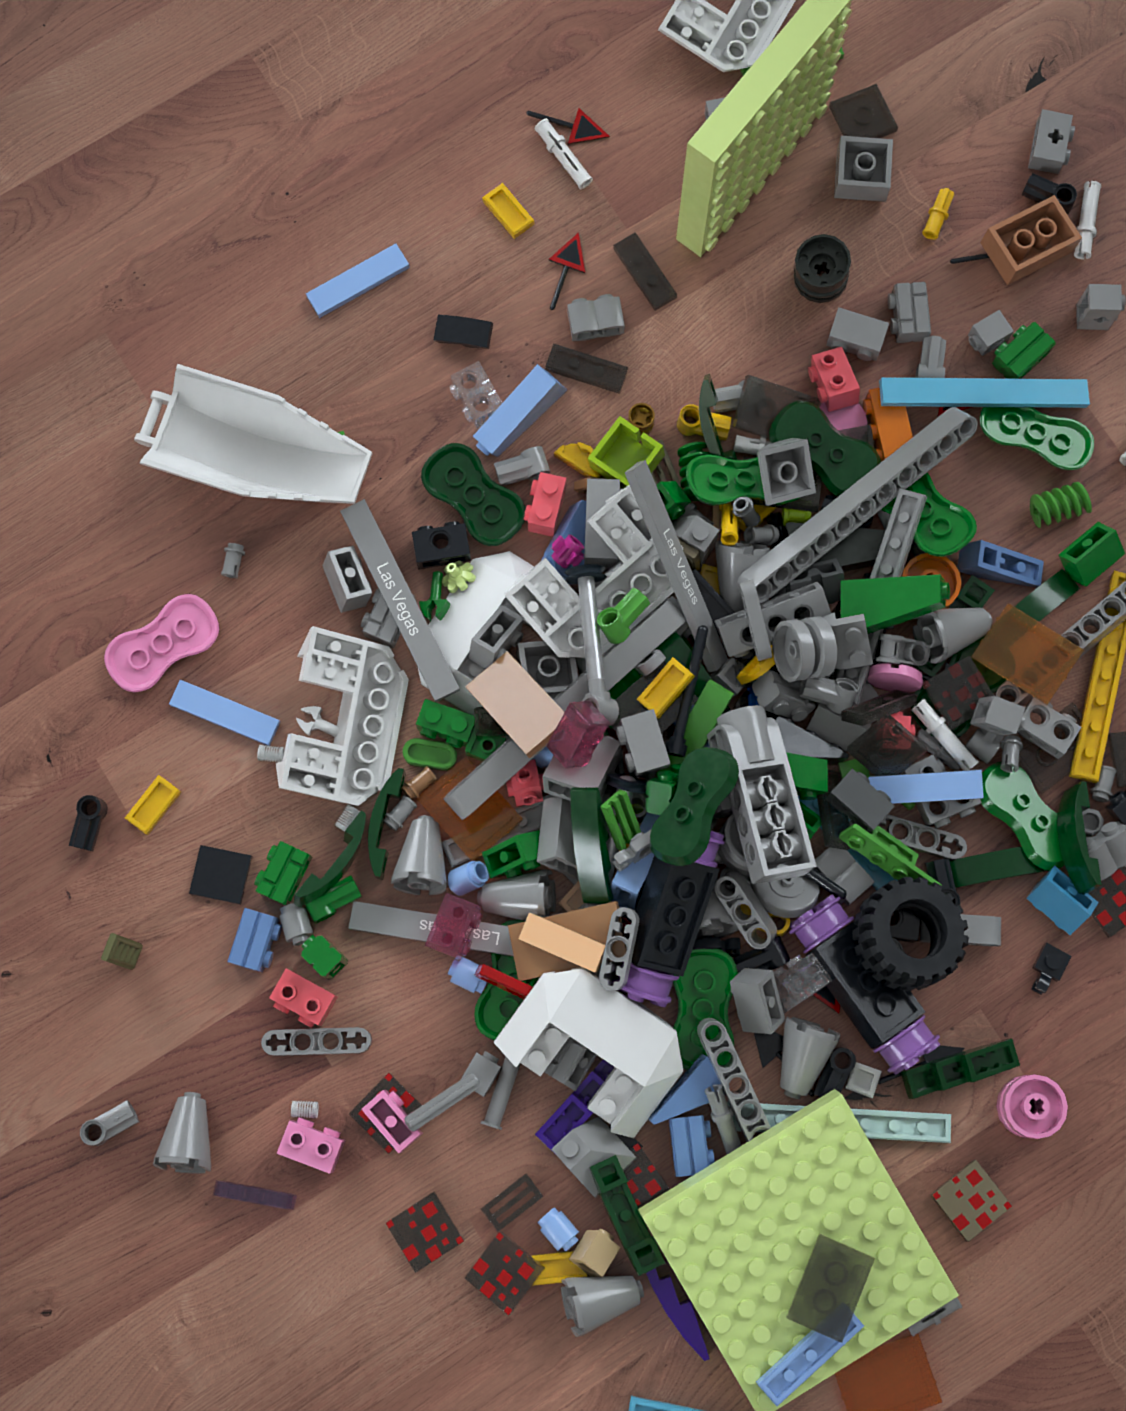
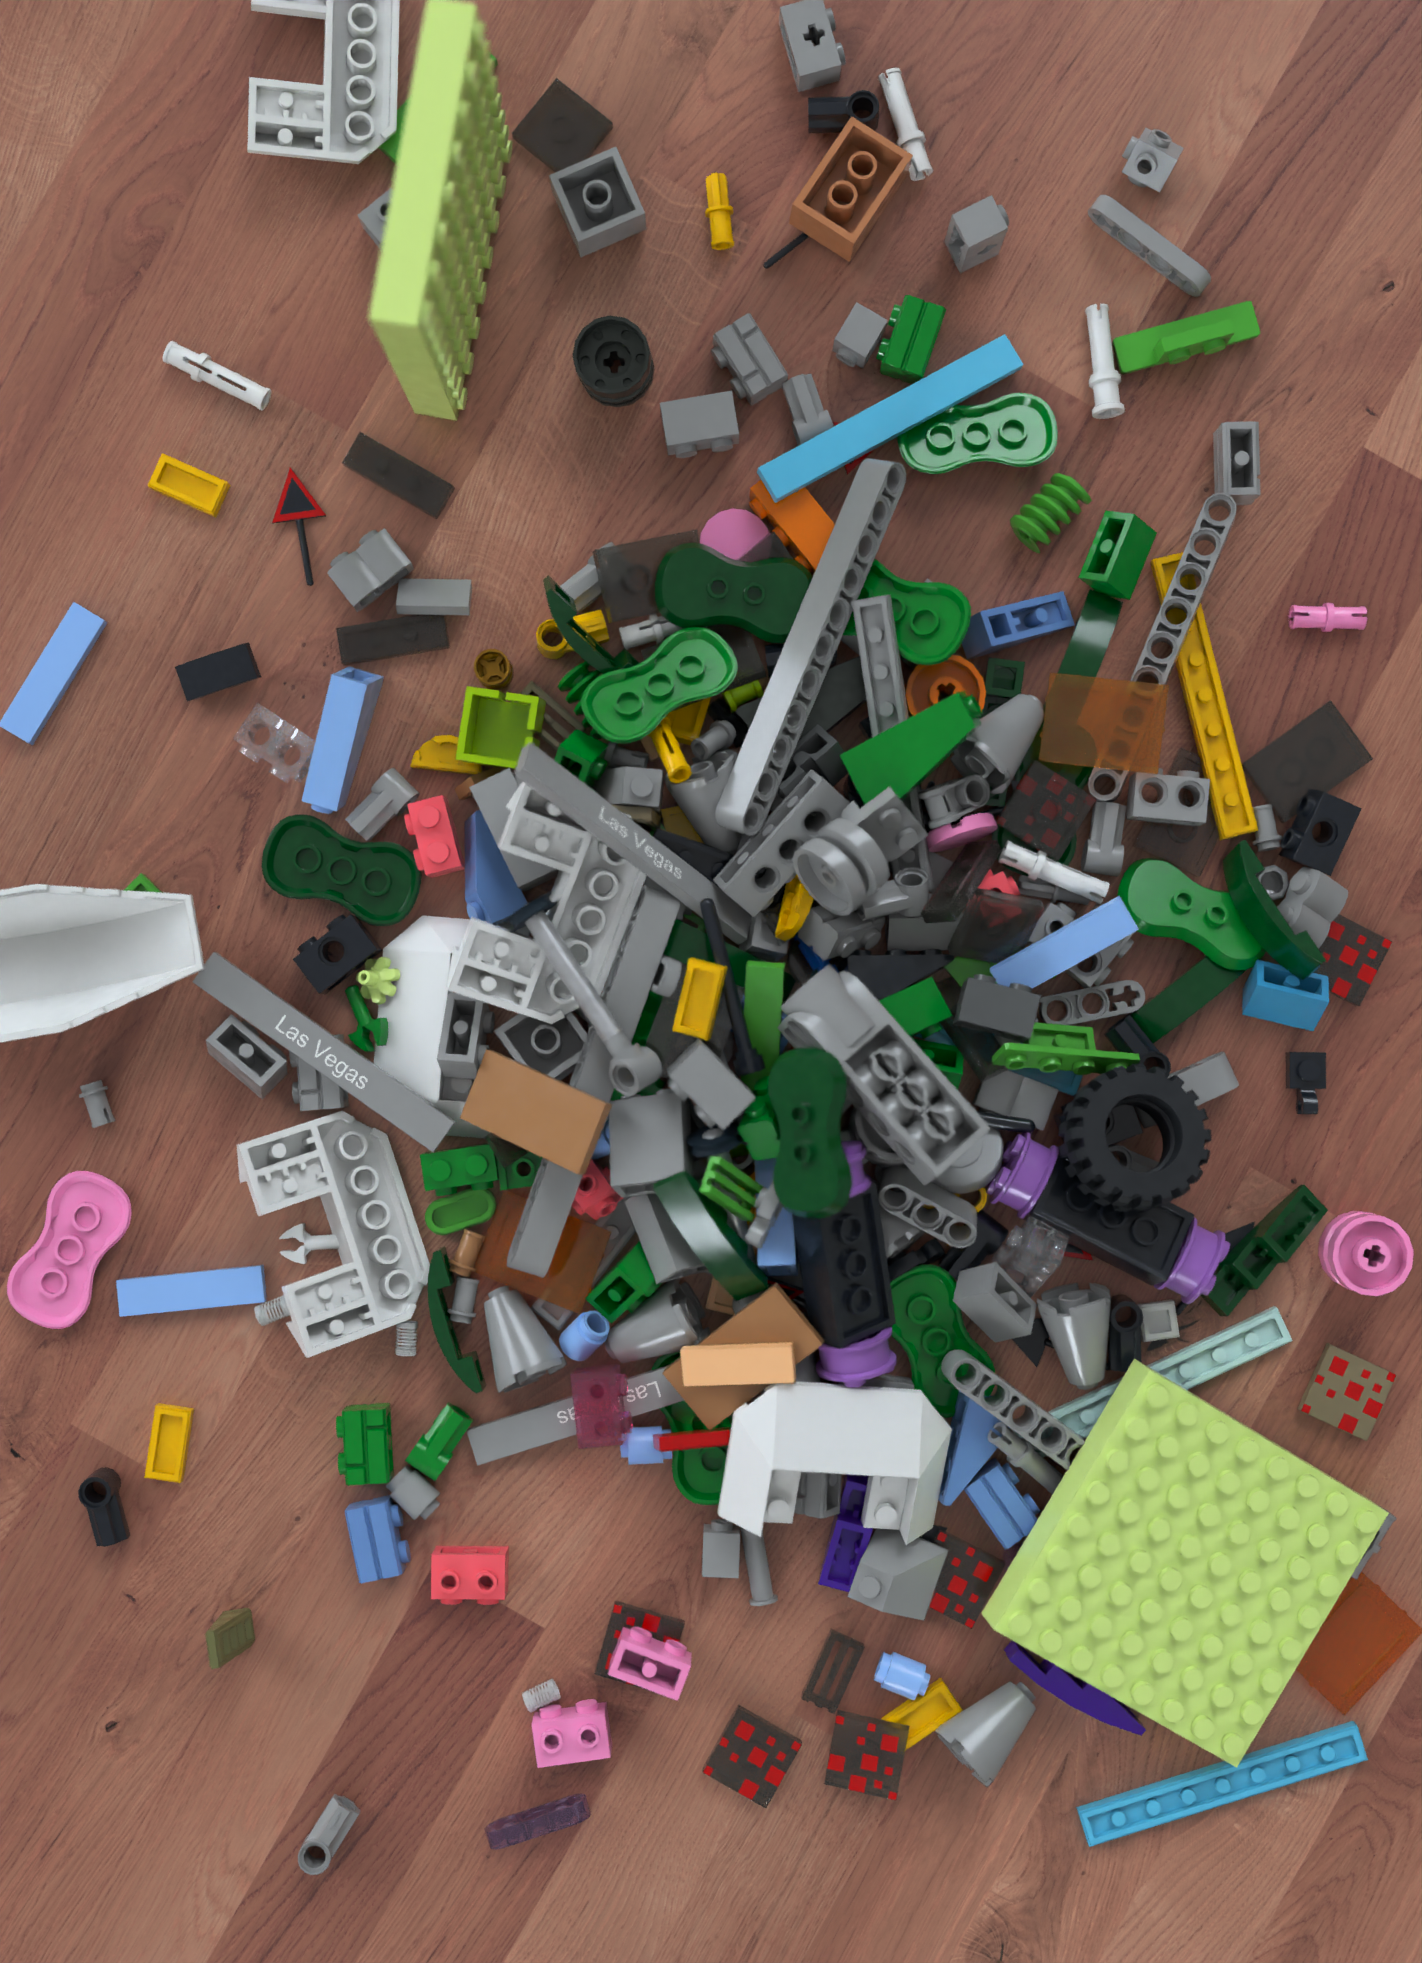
camera: 30 degrees left, 10 degrees up
(186, 1137) = (424, 1803): light grey cone -> none
(220, 874) = (294, 1481): black piece -> none
(316, 887) = (412, 1449): dark green slope -> none
(317, 1046) = (514, 1614): light grey beam -> none
(323, 956) = (467, 1518): green brick -> none
(442, 1102) = (696, 1616): light grey axle -> none
(567, 551) = (493, 890): dark pink gear -> none
(577, 734) = (627, 1119): clear pink brick -> none
(582, 130) = (223, 328): piece -> none
(595, 1252) = (956, 1680): tan brick -> none
(608, 955) = (811, 1312): light grey beam -> none
(616, 620) = (599, 950): bright green piece -> none
(625, 1217) = (967, 1623): dark green slope -> none
(627, 355) = (434, 596): none -> light grey tile
(744, 508) = (678, 726): dark grey pin -> none
(755, 620) = (764, 862): light grey beam -> none
(786, 470) = (703, 650): light grey slope -> none
(802, 1362) = (1257, 1671): light blue tile -> none
(830, 1288) = (1246, 1592): clear smoke tile -> none
(834, 379) = (700, 496): coral brick -> none
(998, 715) = (1108, 821): light grey brick -> none
(1010, 757) = (1140, 851): light grey pin -> none

